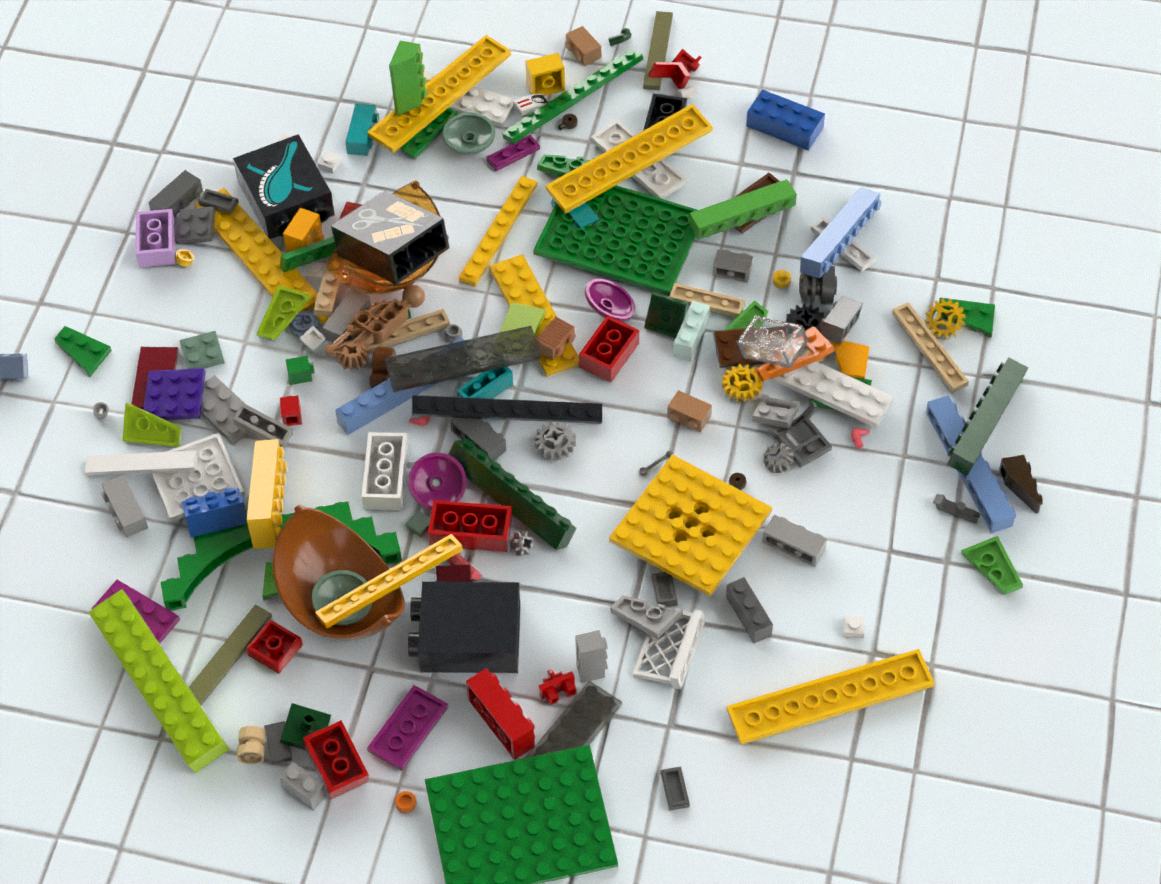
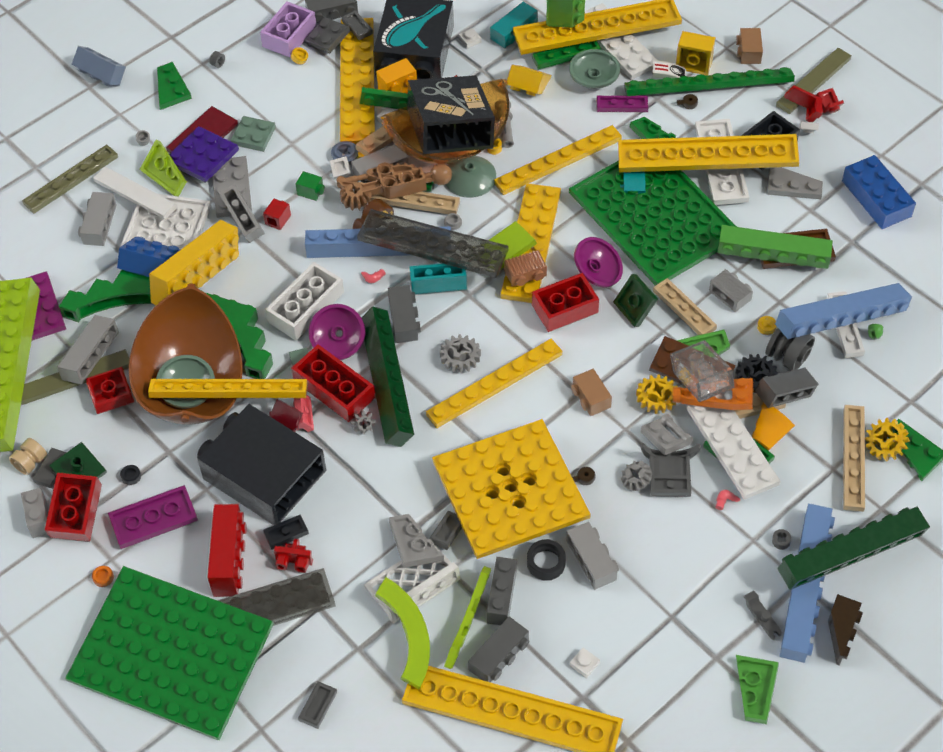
camera: 35 degrees right, 0 degrees up
(60, 486) = (70, 179): none -> olive tile
(107, 301) = (217, 59): none -> dark grey bush
(224, 623) = (87, 349): none -> light grey brick
(281, 311) = (332, 133): lime wing -> none
(355, 706) = (130, 474): none -> black tile
(416, 170) = (527, 79): none -> yellow slope
(441, 289) = (472, 177): none -> sand green dish
(506, 409) = (439, 305): black plate -> none
(533, 671) = (286, 531): none -> black plate
(591, 656) = (331, 547): light grey brick -> none
(601, 450) = (493, 383): none -> yellow plate
(626, 35) = (789, 55): dark green arm -> none
(643, 471) = (514, 420): dark grey hinge -> none
(691, 330) = (649, 325): light aqua brick -> none
(709, 680) = (414, 628): none -> lime tile
(711, 149) = (792, 184): none -> light grey wing
(748, 669) = (468, 618): none -> lime tile
(761, 552) = (551, 546): none -> black tyre
(784, 657) = (499, 650): none -> dark grey brick
(869, 236) = (875, 331): none -> bright green hinge
(925, 448) = (783, 533): none -> dark grey bush

